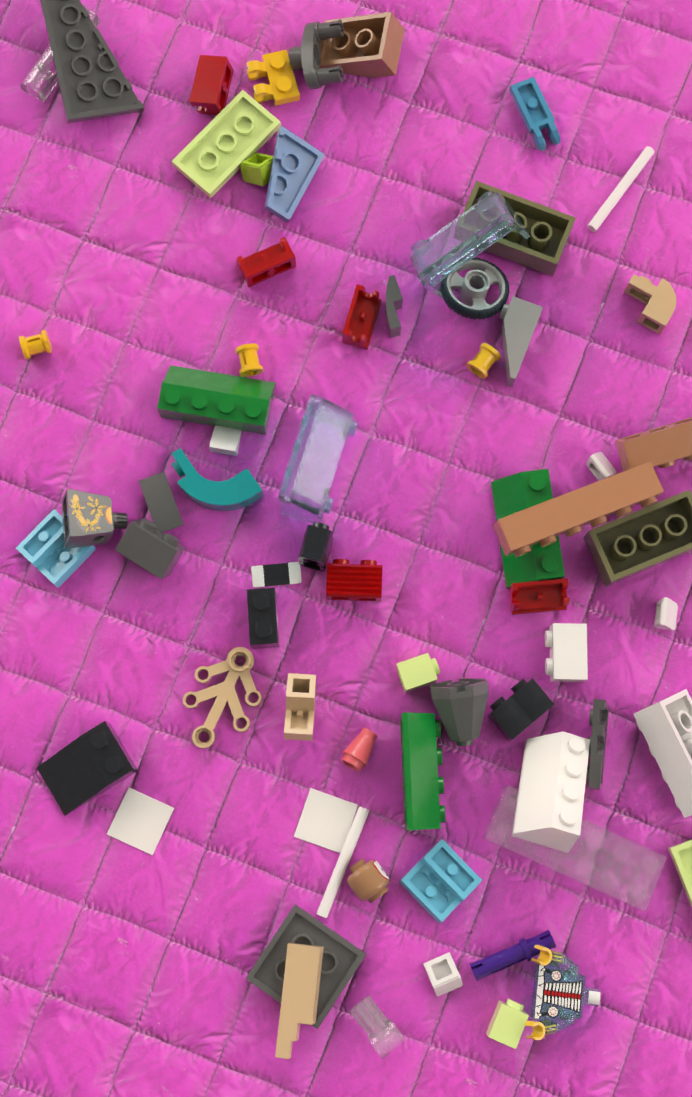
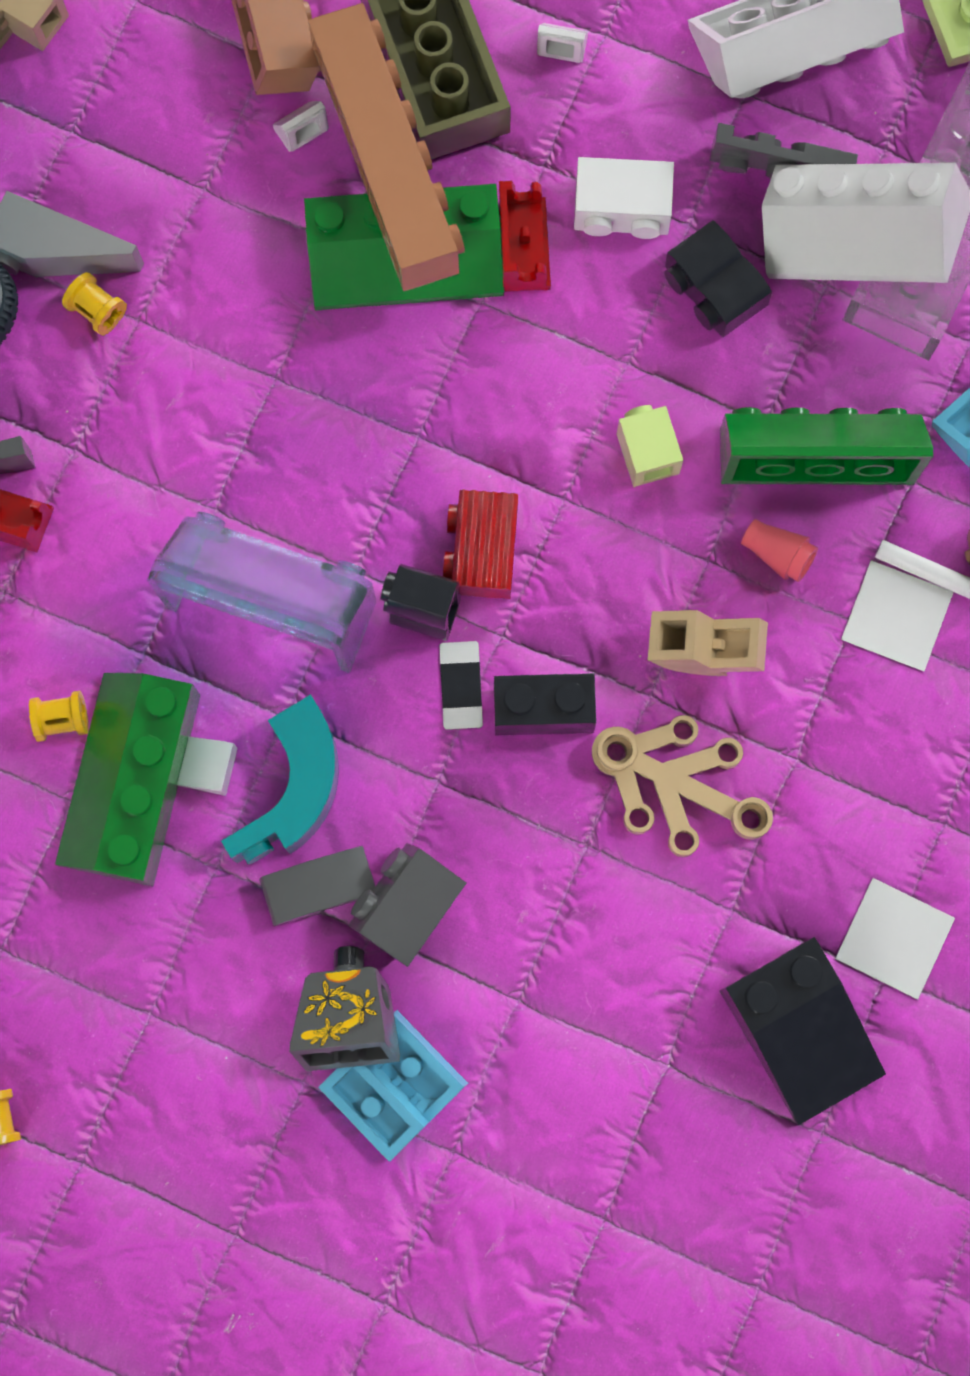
camera: 85 degrees left, 0 degrees up
(461, 707) = (712, 371): dark grey cone -> none

